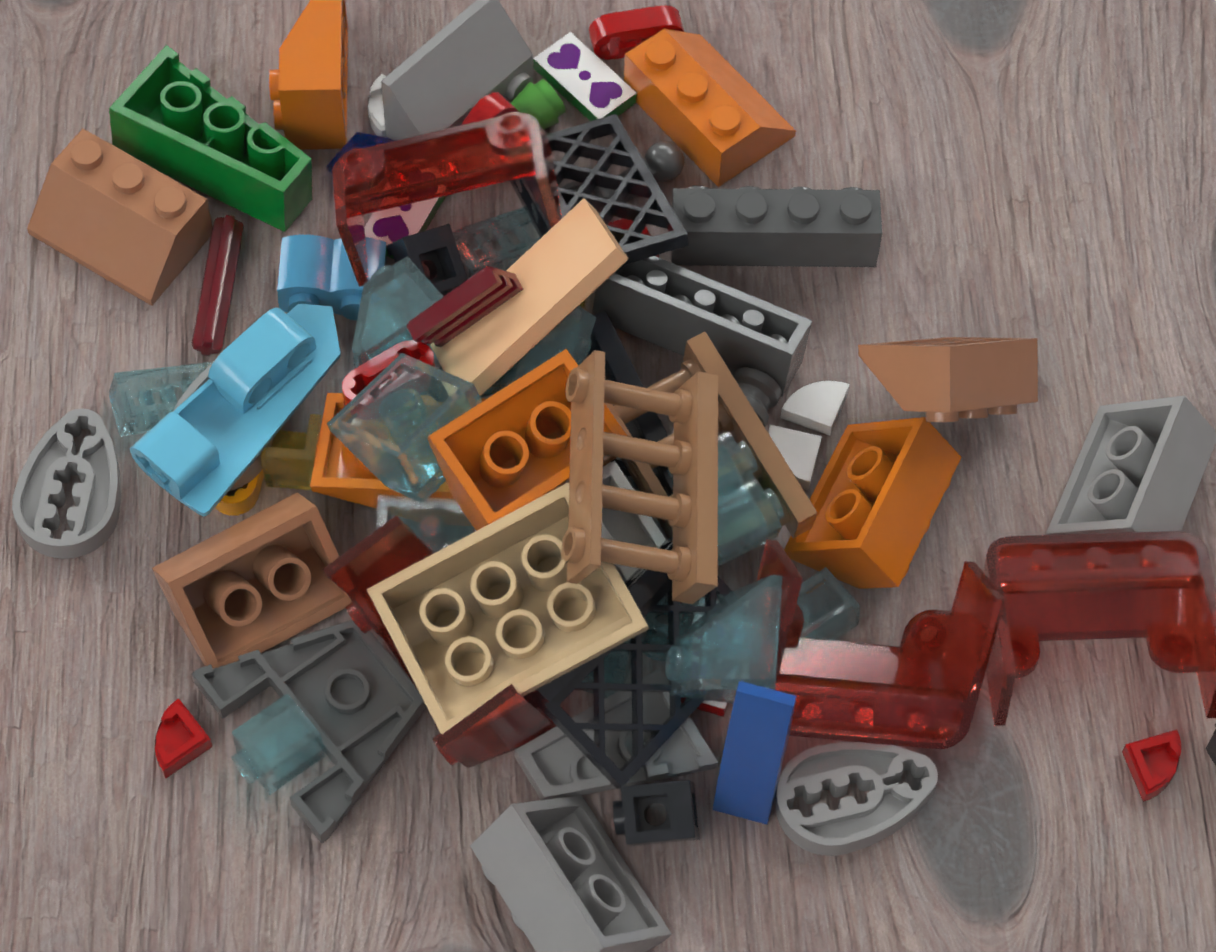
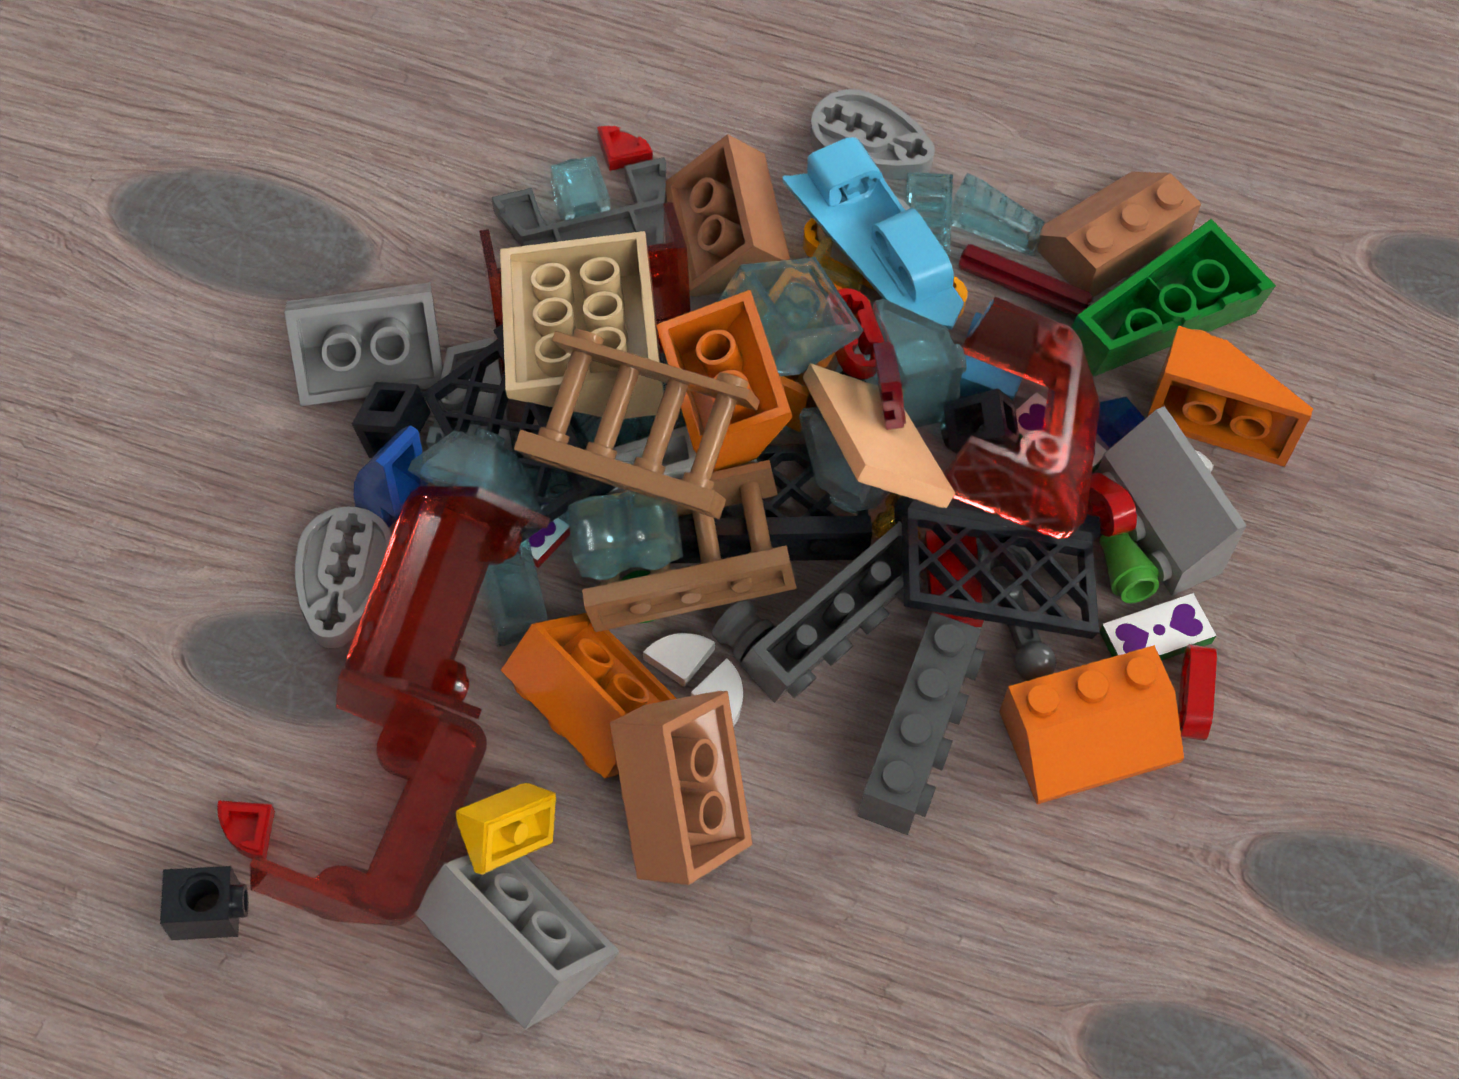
camera: 110 degrees right, 0 degrees up
(146, 330) = (995, 216): none -> clear light blue slope
(1051, 510) = (507, 825): none -> yellow slope

